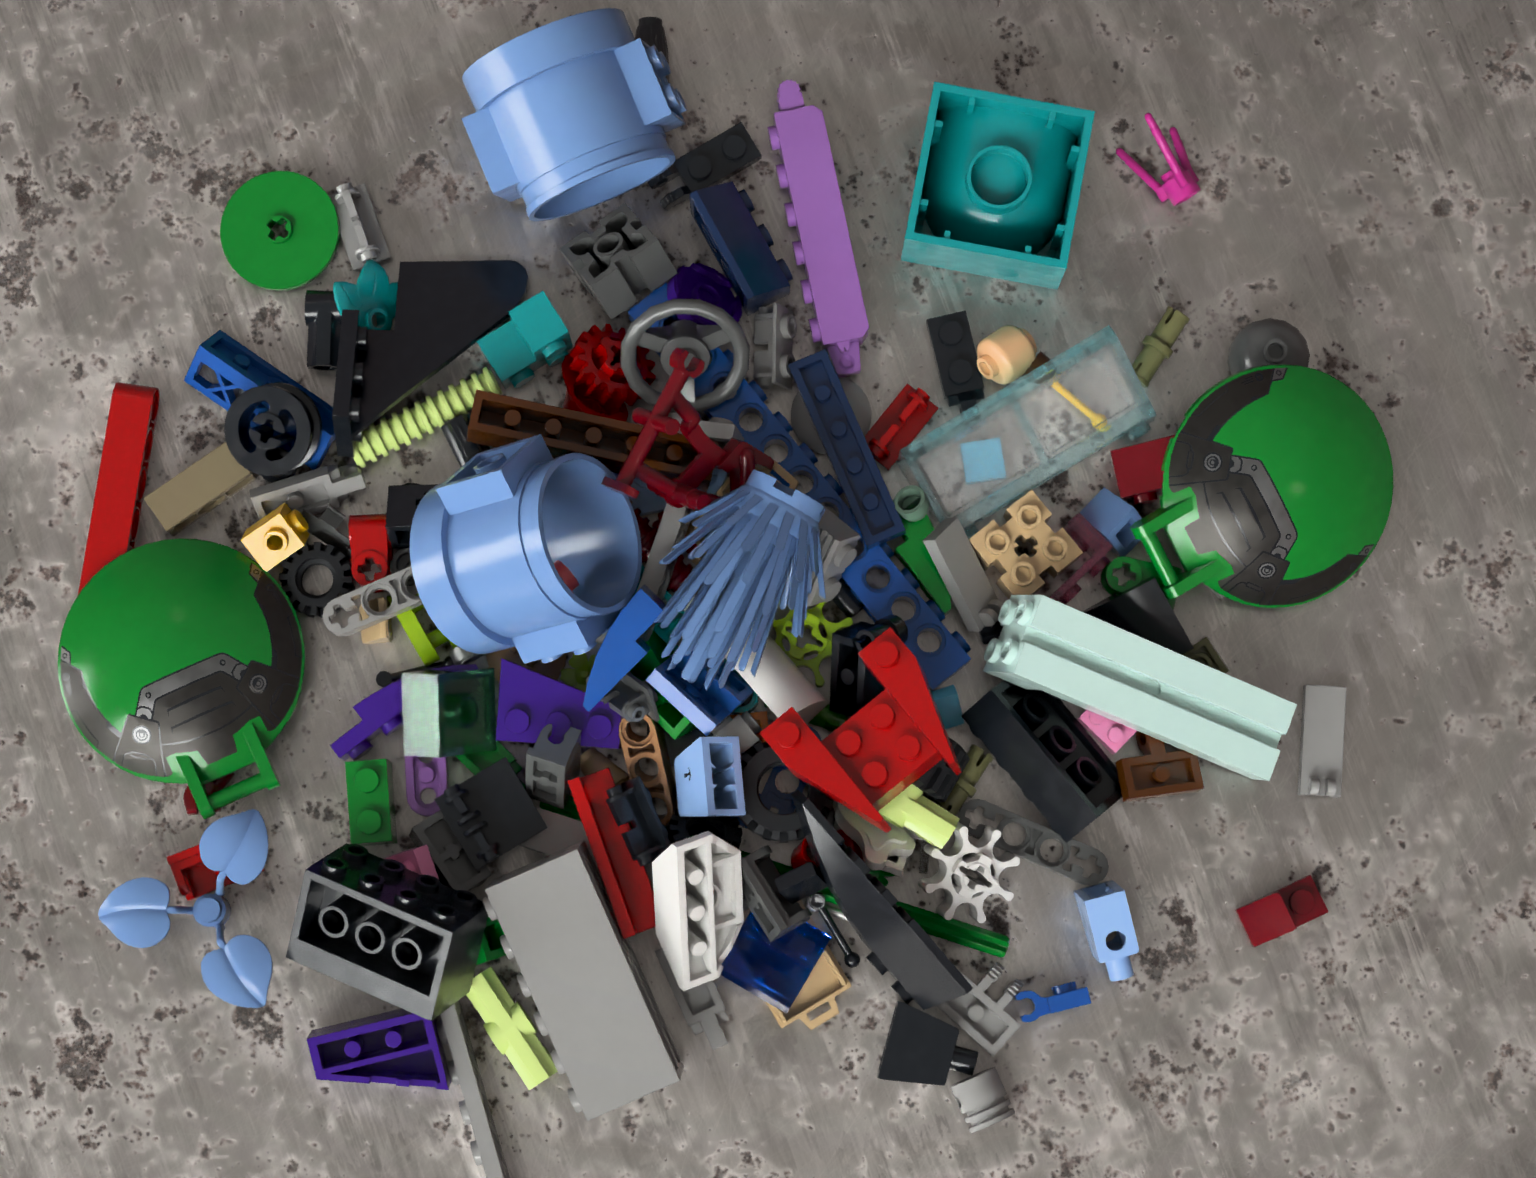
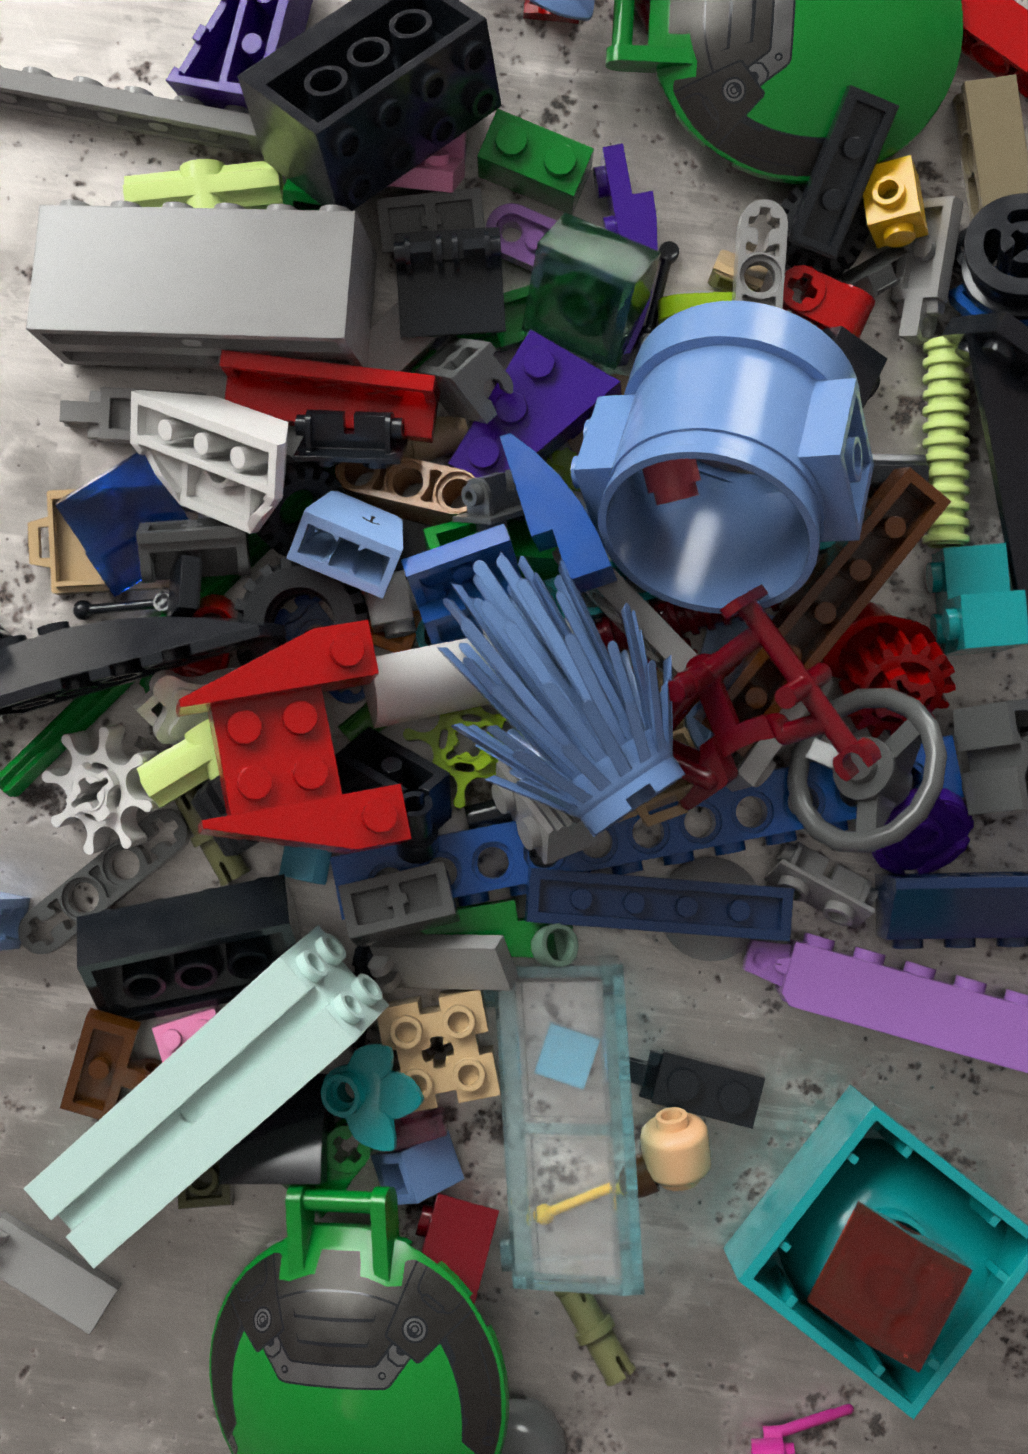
camera: 120 degrees right, 5 degrees up
(278, 580) = (841, 172): none -> black tile
(899, 425) = (657, 981): red hinge -> none
(938, 622) = (398, 903): none -> dark grey hinge
(1015, 171) = (889, 1286): none -> clear red slope
(1076, 569) = (378, 1093): none -> teal plate

